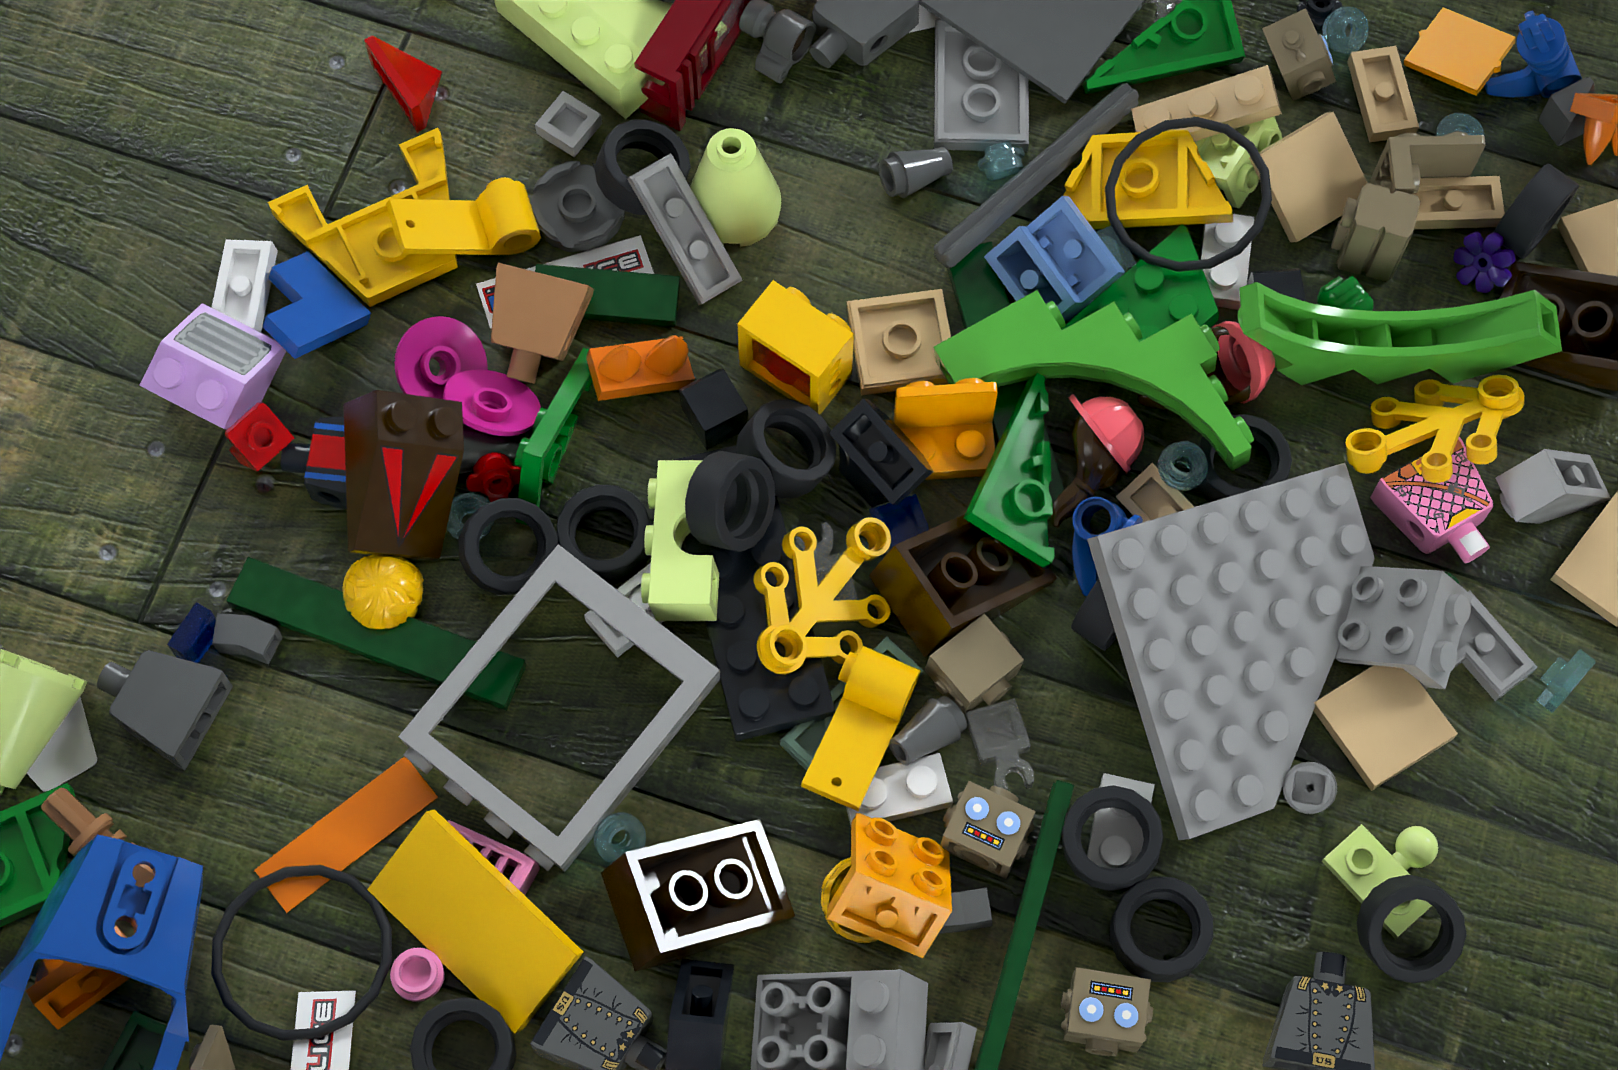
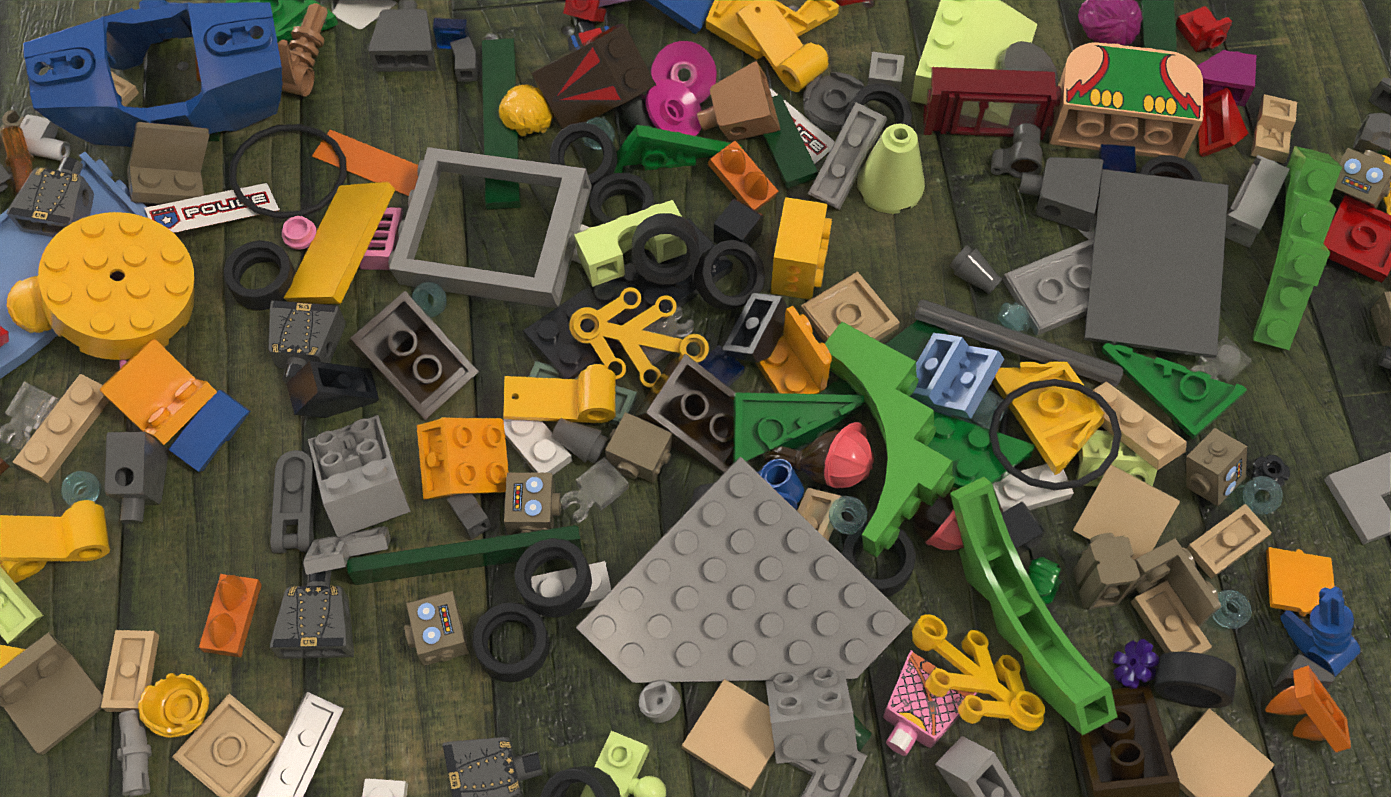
camera: 65 degrees right, 5 degrees down
(493, 476) = (622, 129): red plate -> none

